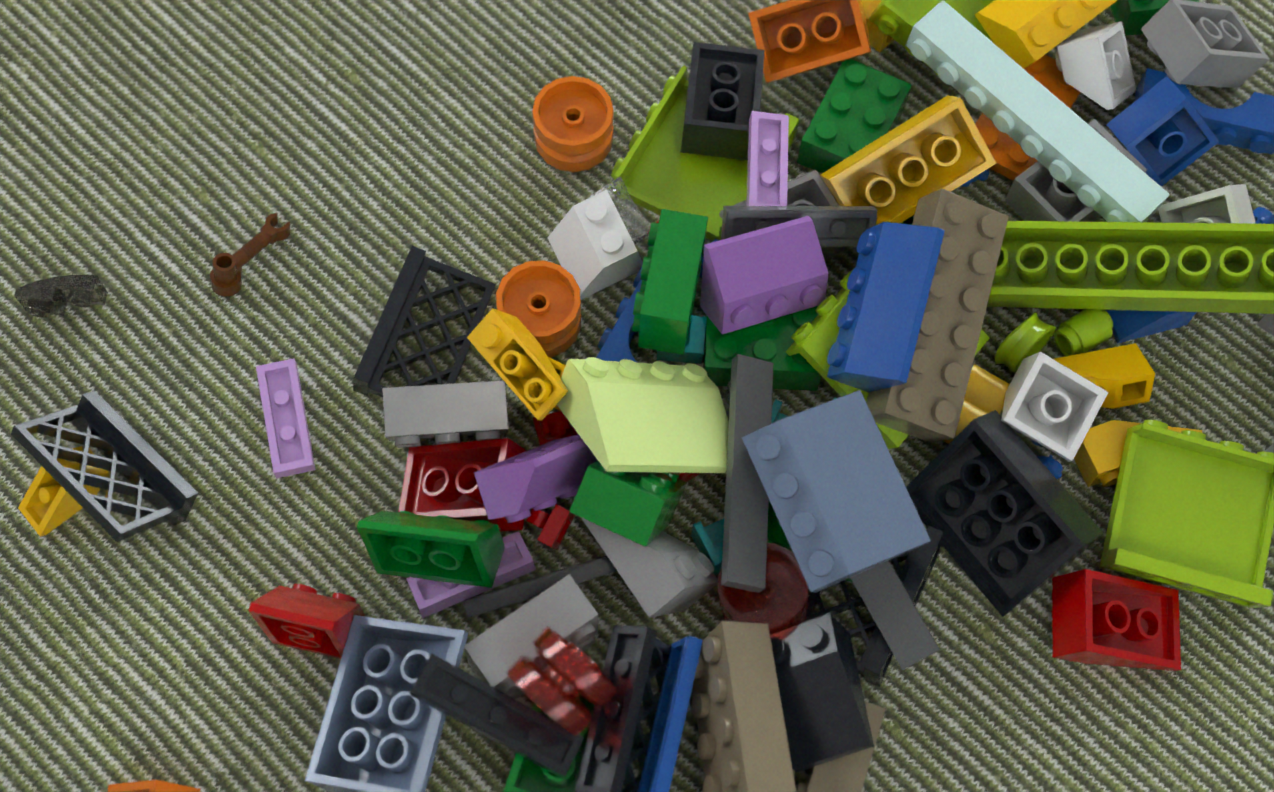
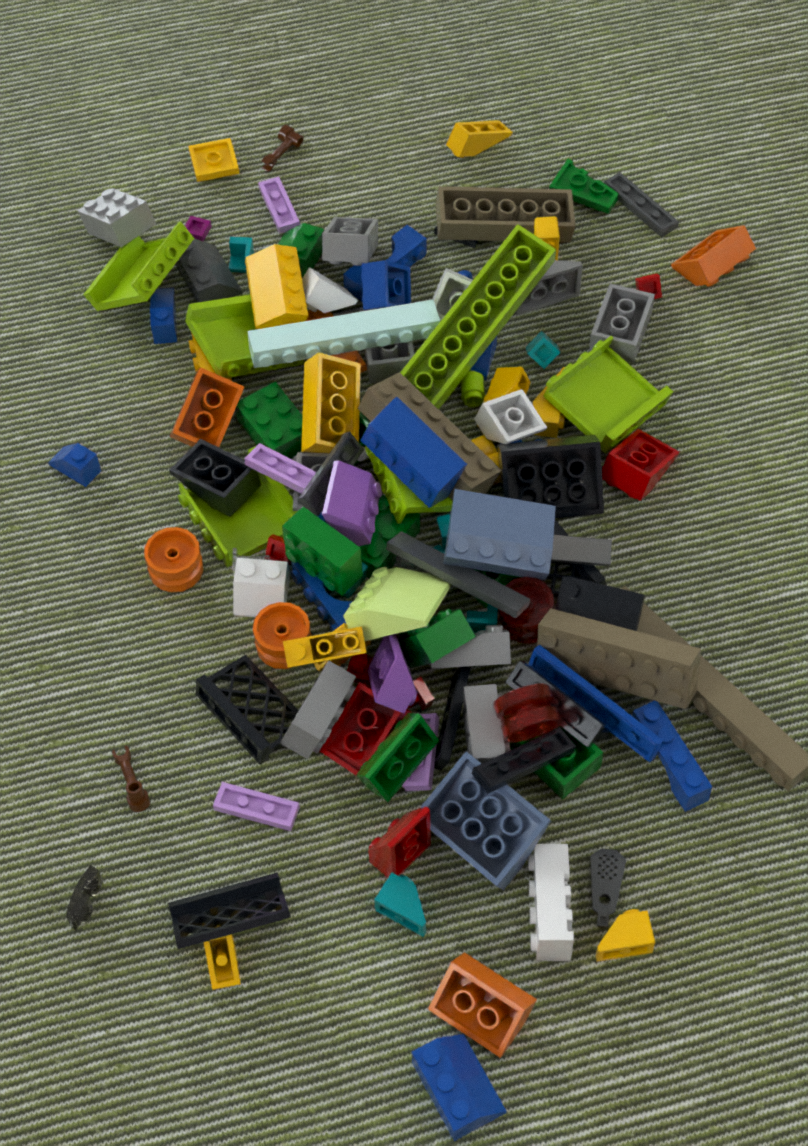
camera: 55 degrees left, 10 degrees down
(236, 671) = (401, 903): none -> teal slope
(1024, 341) = (462, 415): lime piece -> none
(1217, 388) = (542, 350): none -> teal panel

